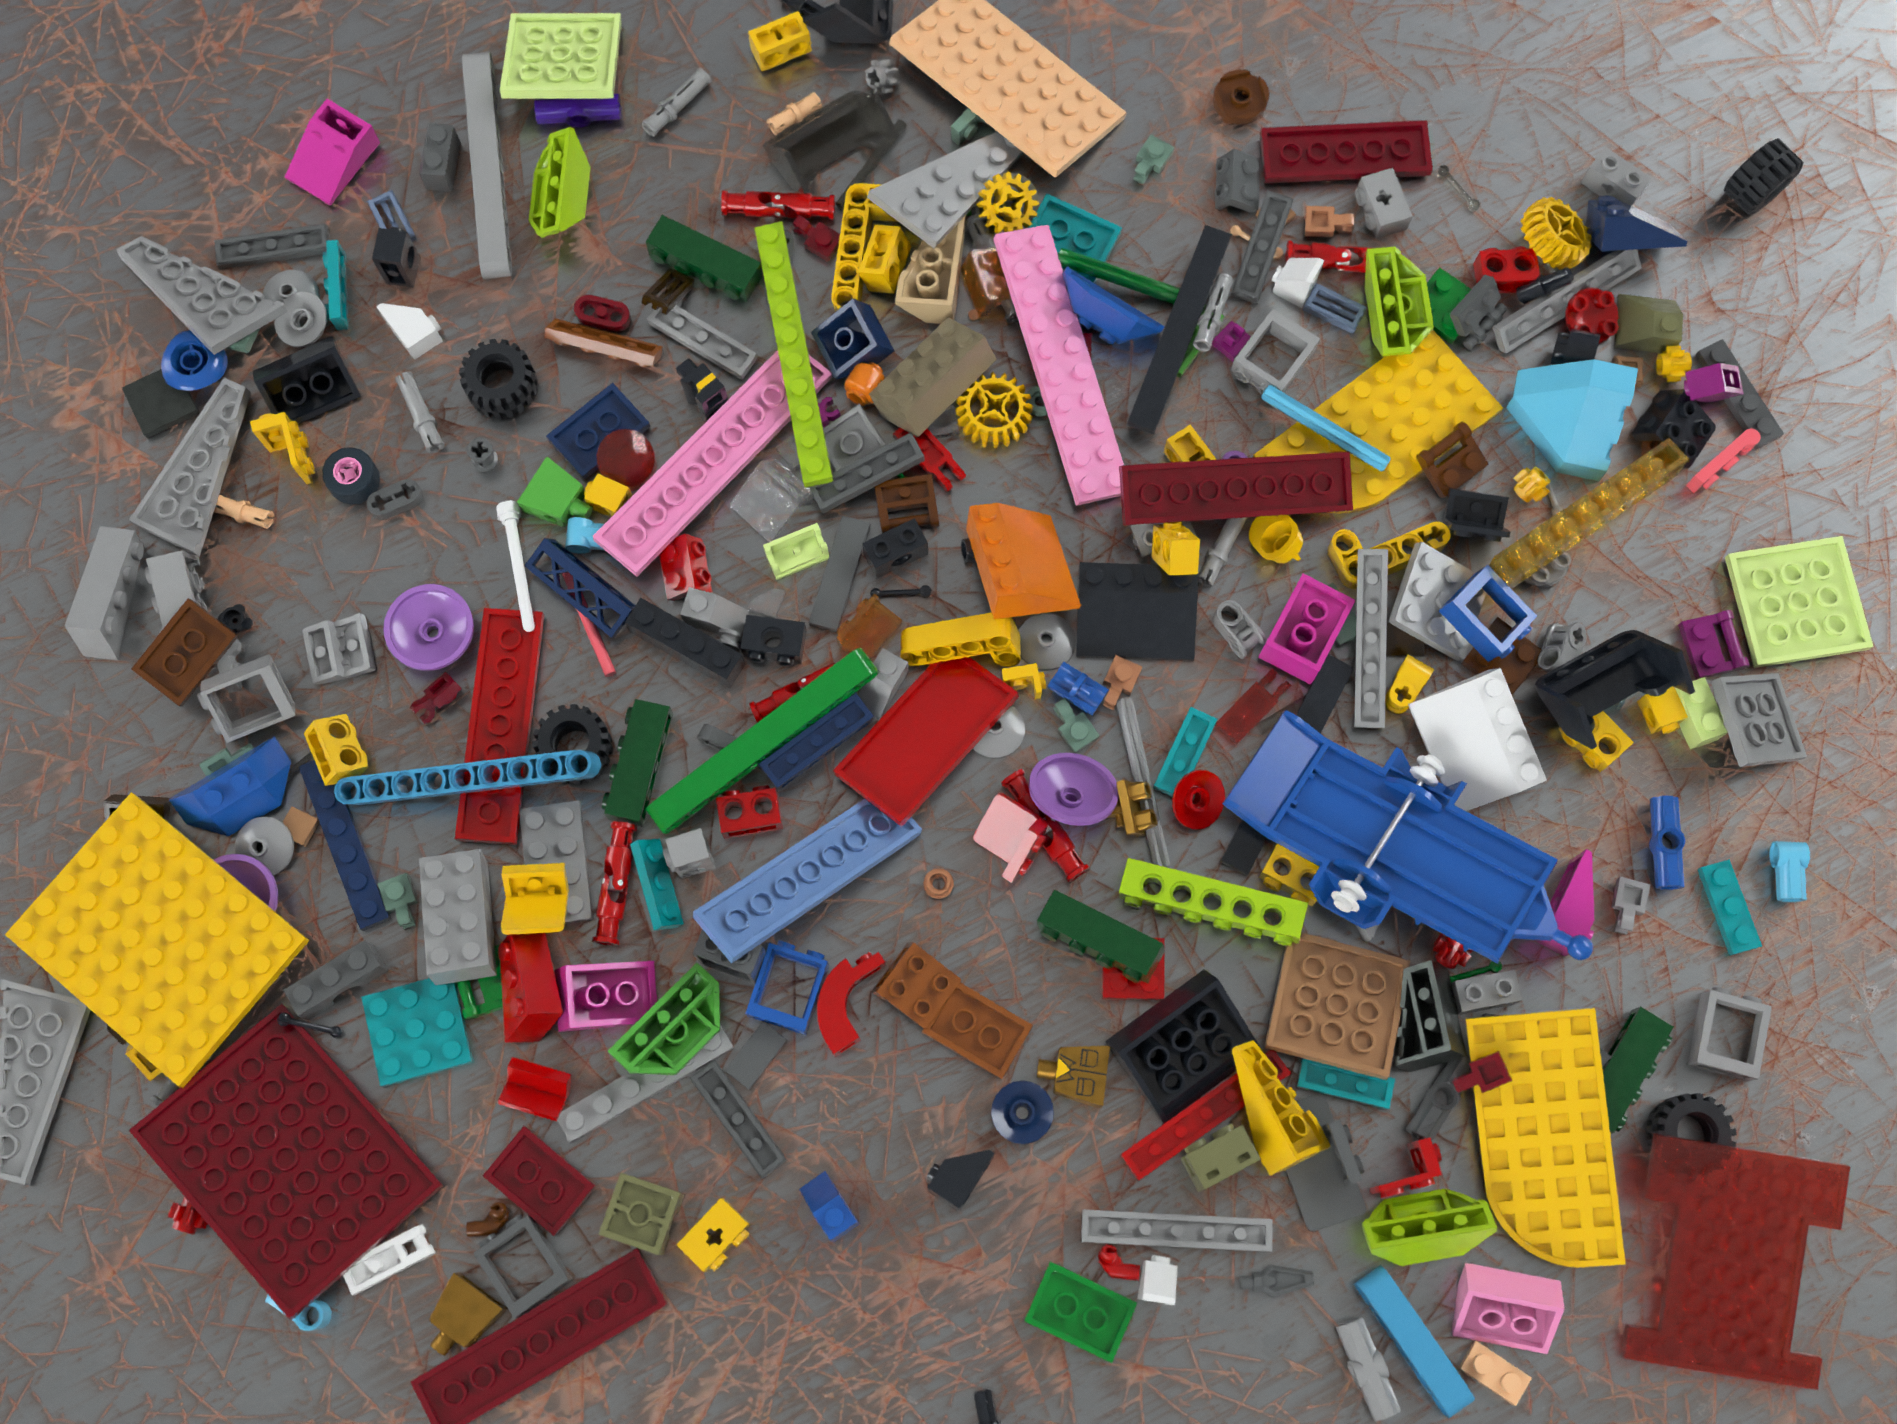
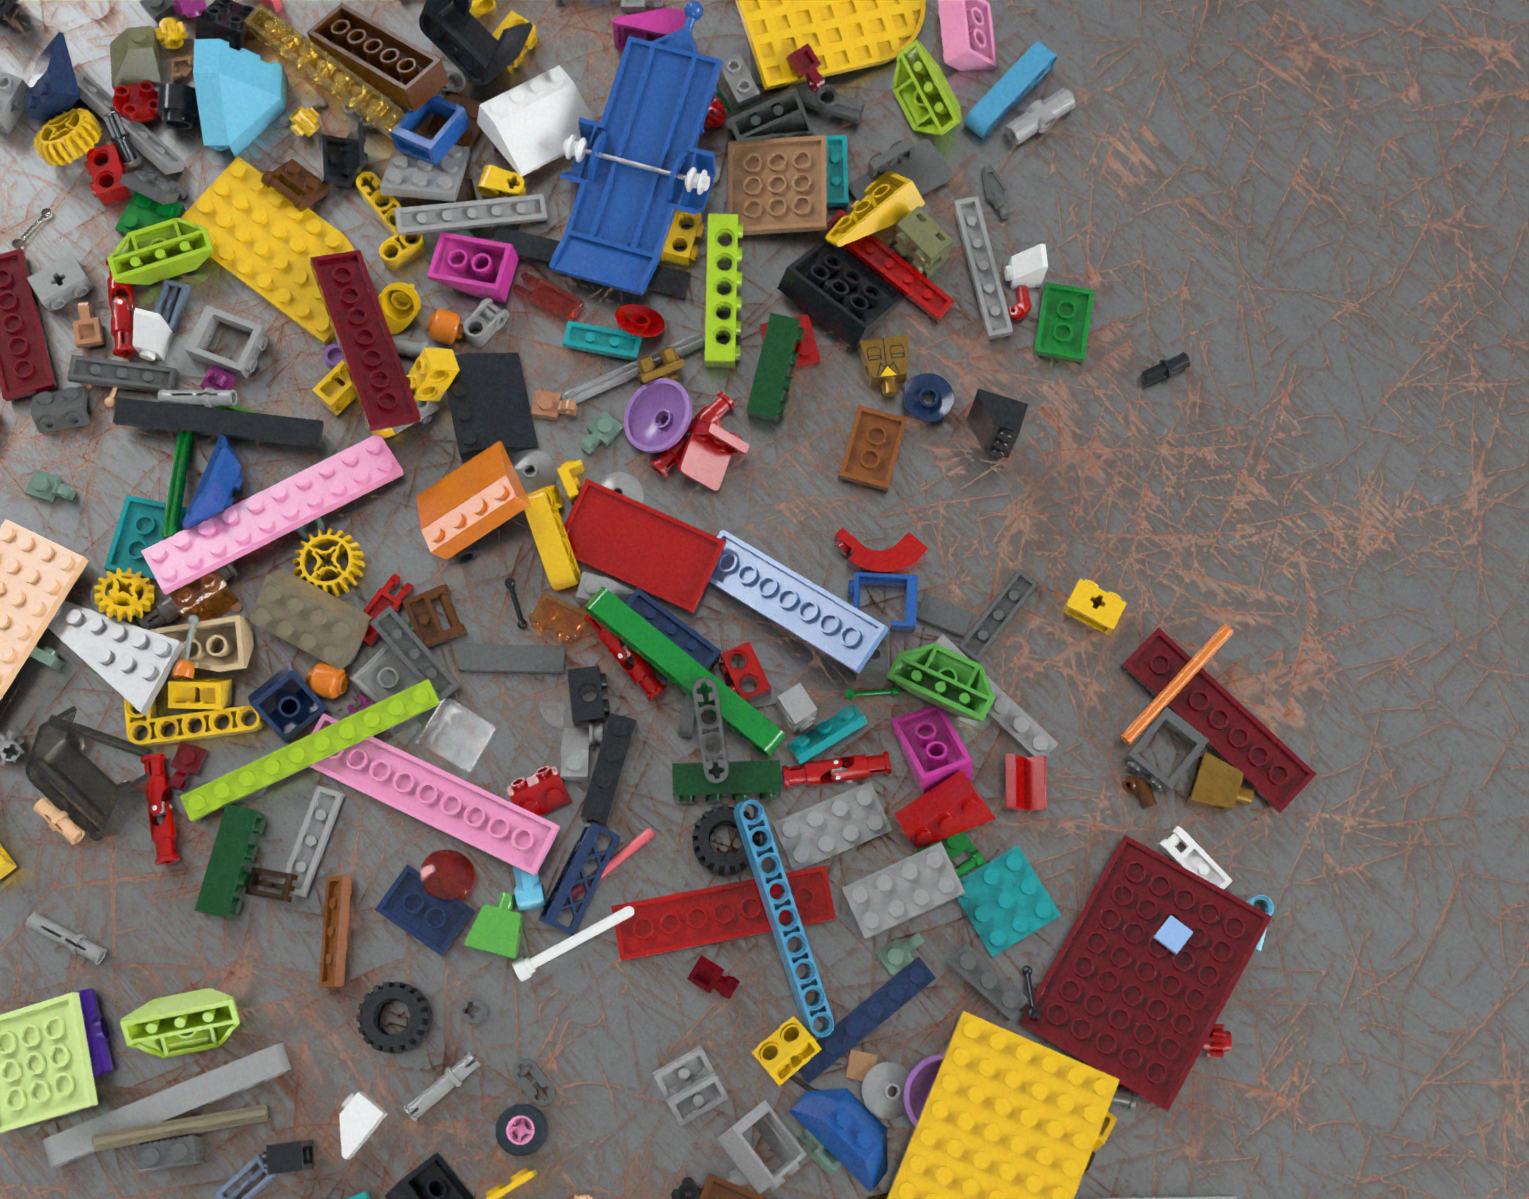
camera: 110 degrees left, 0 degrees up
(309, 1198) = (1173, 934): none -> light blue tile
(417, 614) = (637, 987): medium lavender dish -> none
(458, 169) = (179, 1127): none -> dark tan axle
(534, 898) = (874, 824): yellow bracket -> none
(539, 1181) = (1094, 759): dark red plate -> none
(591, 1303) = (1176, 684): none -> orange piece
(603, 314) = (304, 942): dark red plate -> none
(606, 495) = (487, 881): yellow brick -> none
(641, 1214) = (1097, 664): olive piece -> none
(688, 744) = (715, 729): none -> dark grey beam
(696, 928) = (850, 693): none -> green hinge
(702, 388) = (364, 820): black hips -> none
(796, 551) = (501, 698): yellowish green hinge -> none
(829, 1207) = (1048, 519): blue slope -> none
(895, 548) = (479, 613): black brick -> none
(909, 244) = (184, 668): none -> hinge
(917, 984) = (851, 502): dark orange bracket -> none
(940, 874) = (766, 501): nougat plate -> none
(1078, 688) = (569, 433): blue hips -> none
(1241, 583) = (444, 326): none -> orange head
(1325, 428) = (289, 286): medium azure axle -> none
(1426, 1166) = (891, 100): red bracket -> none
(1495, 1373) = (1014, 34): light nougat plate -> none
(1590, 573) = (380, 57): none -> reddish brown brick

